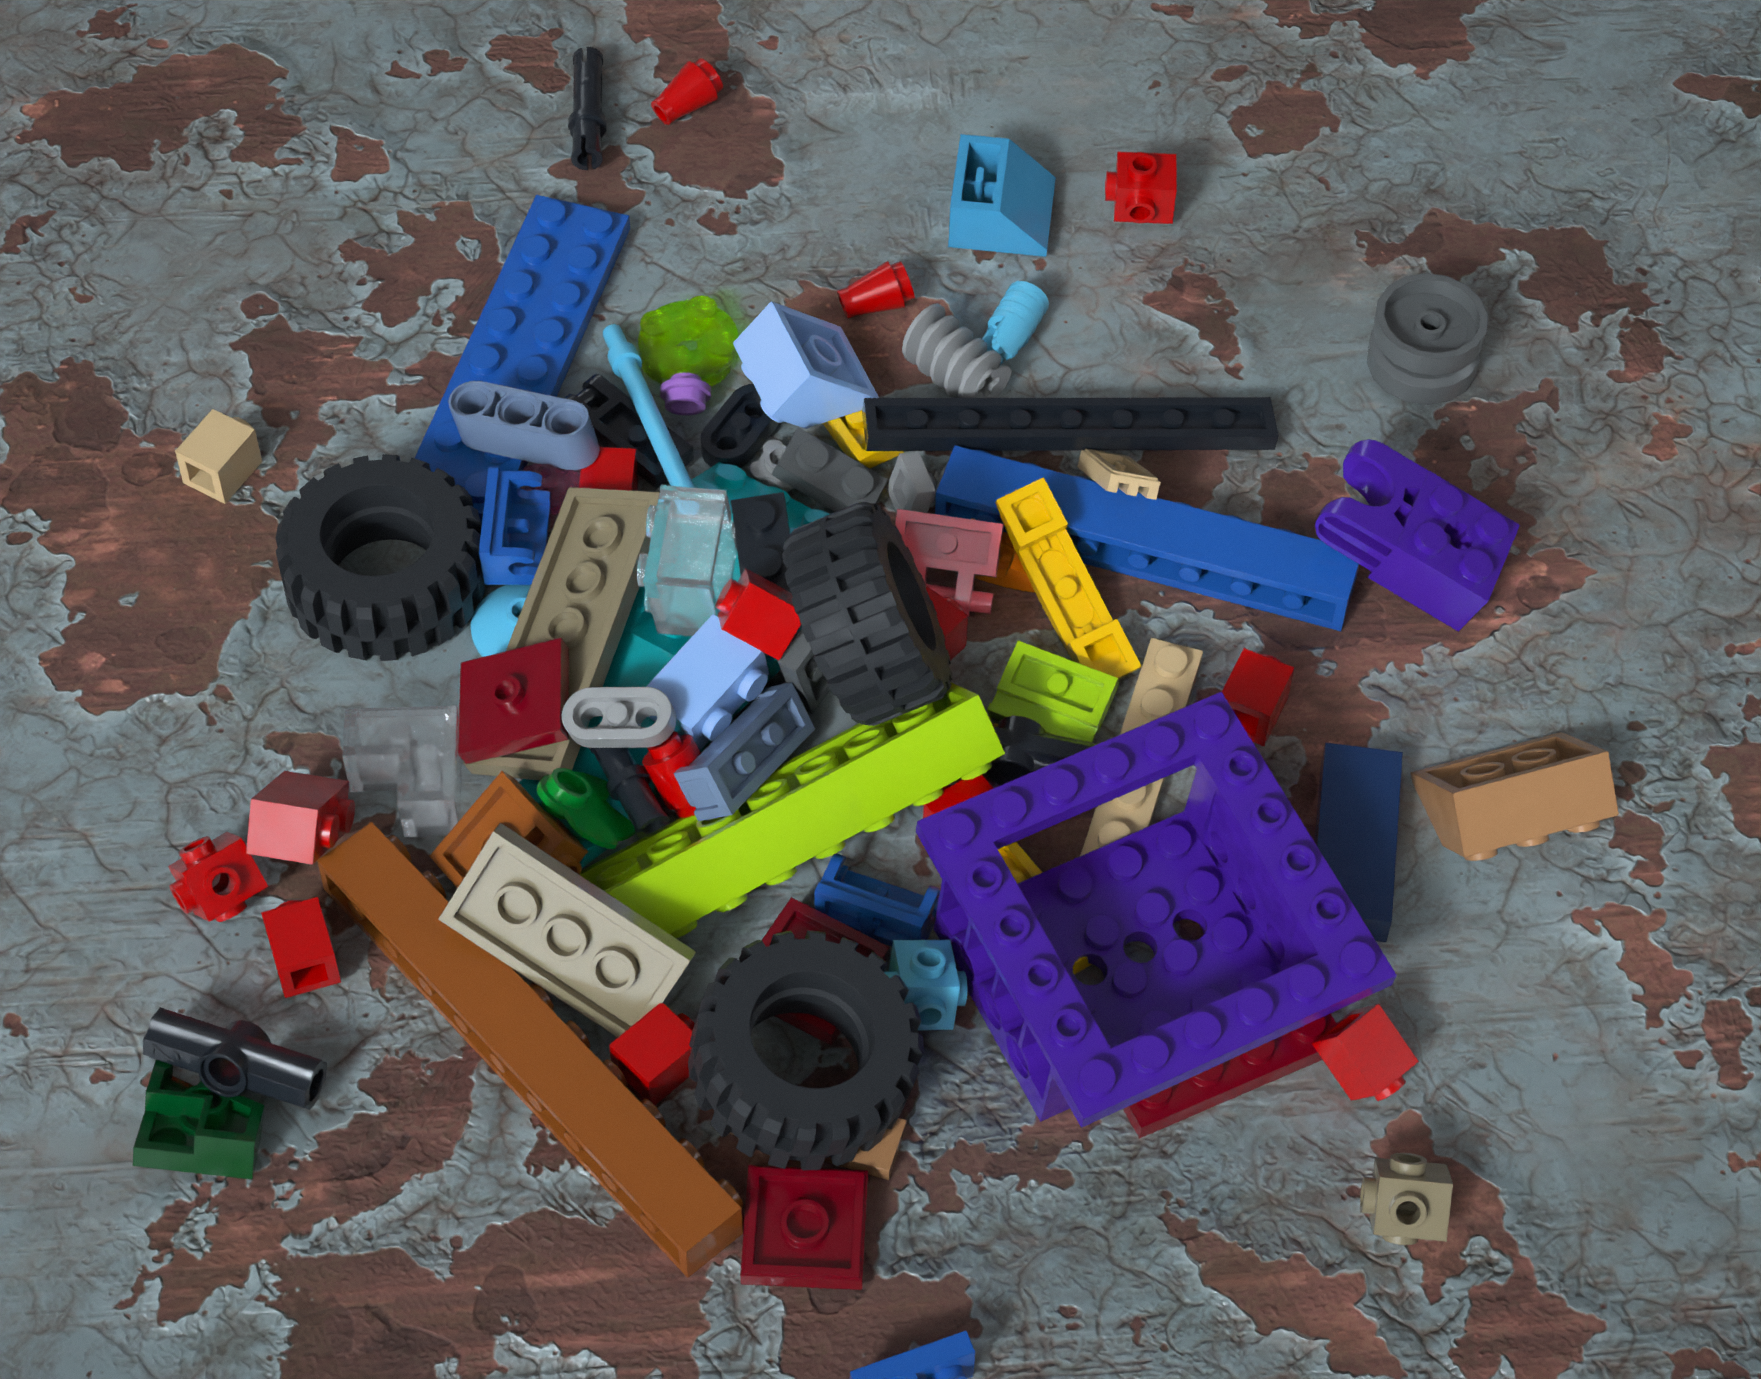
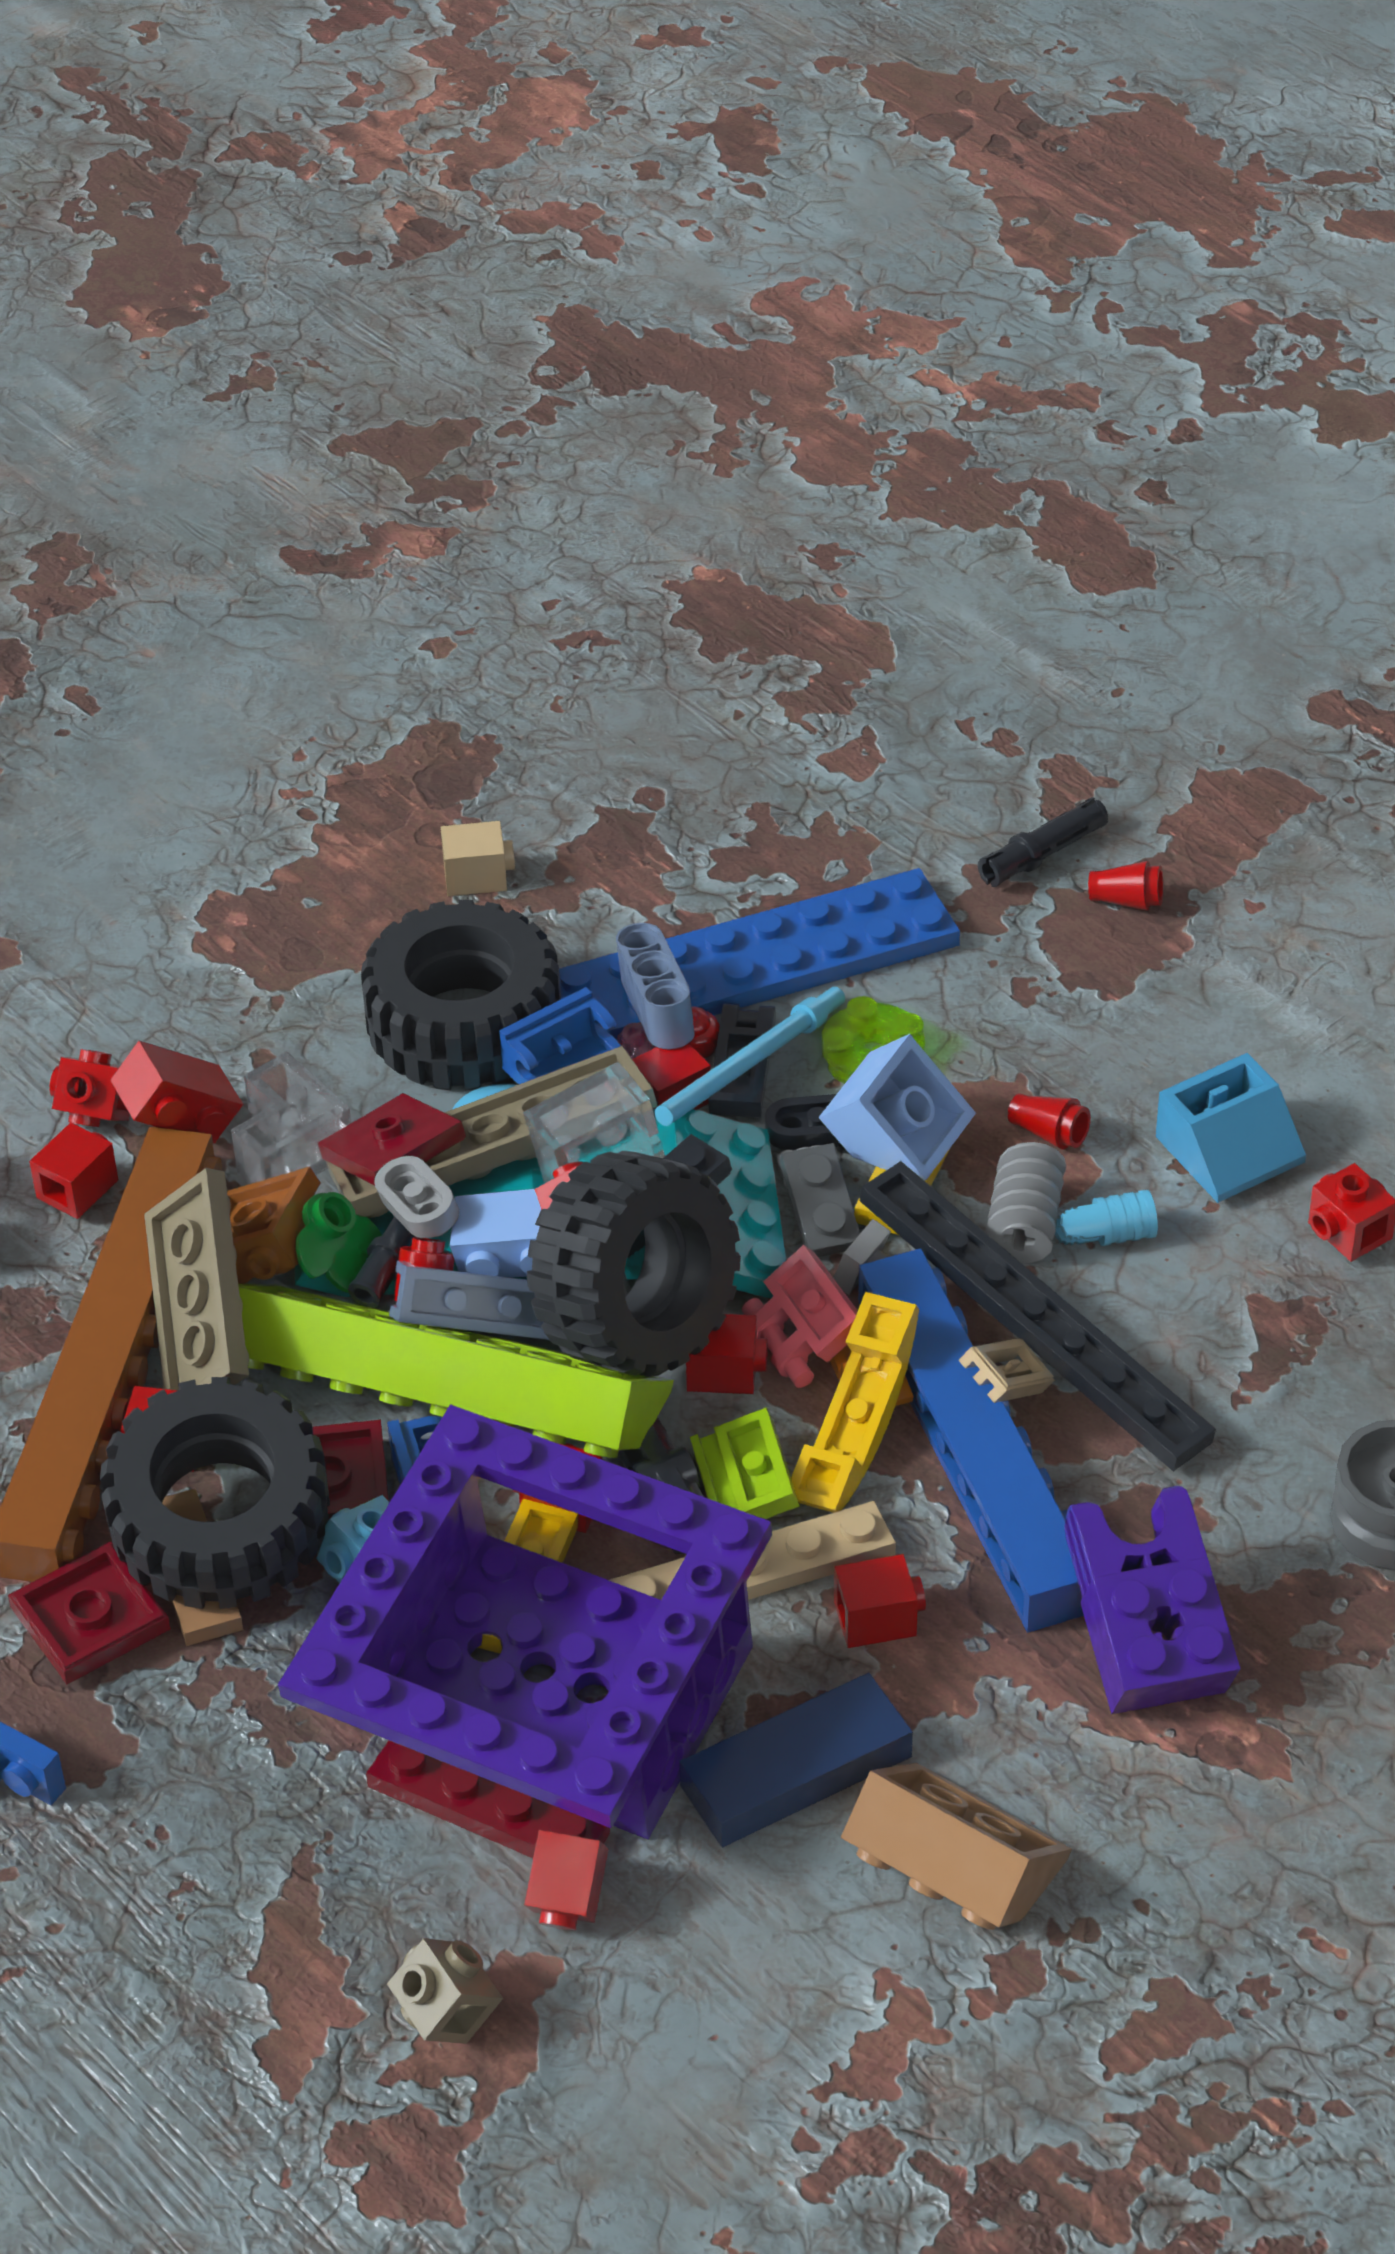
camera: 55 degrees right, 10 degrees down
(685, 394) = (813, 1069): medium lavender plate -> none

